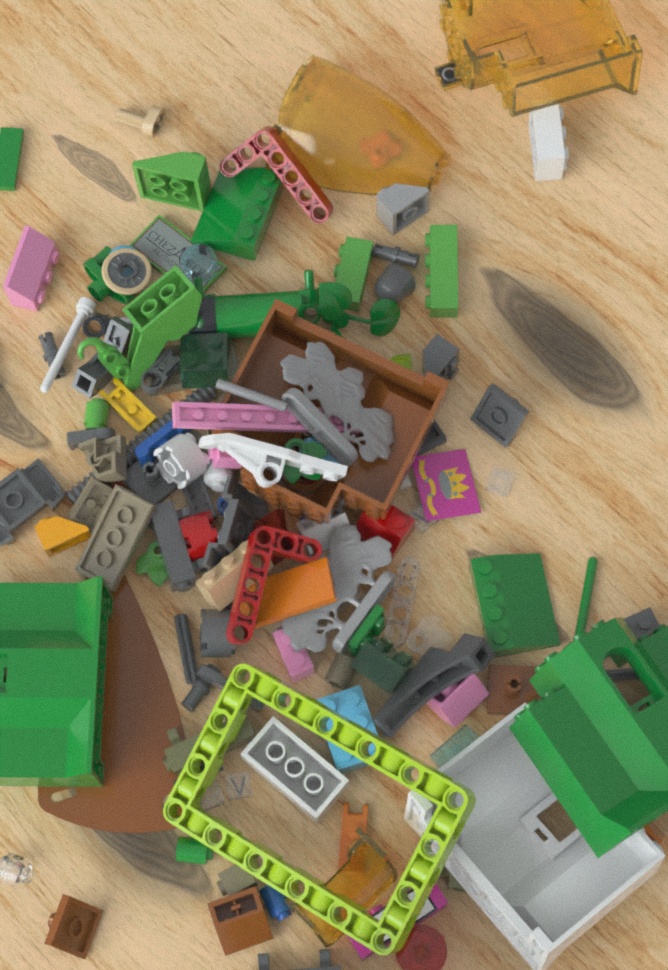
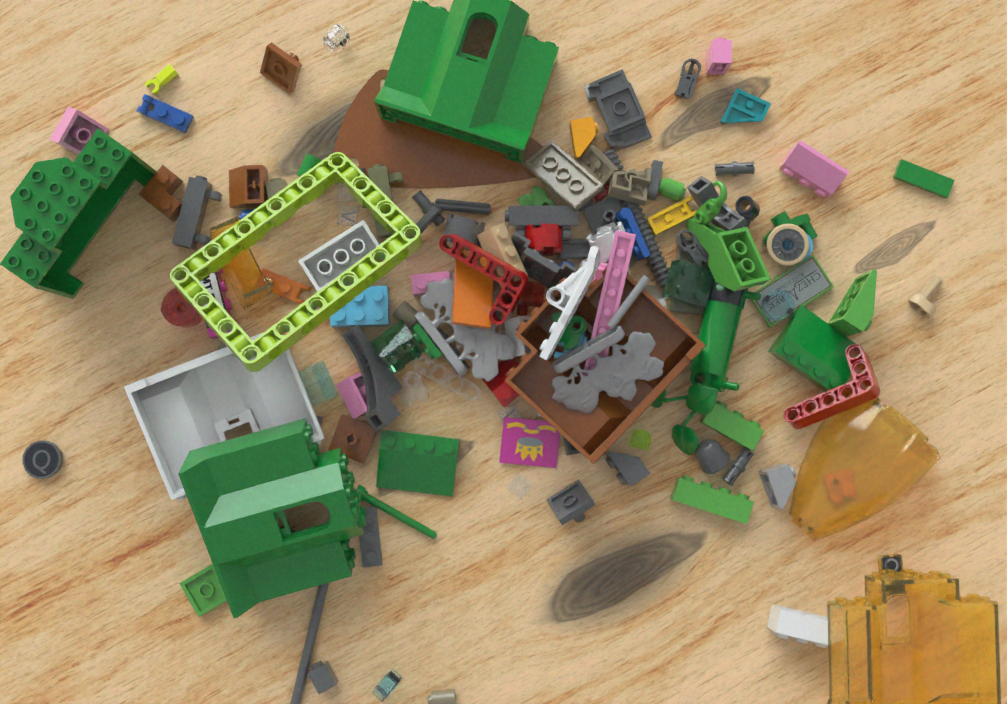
camera: 100 degrees right, 15 degrees up
(84, 308) = (767, 204): white piece -> none

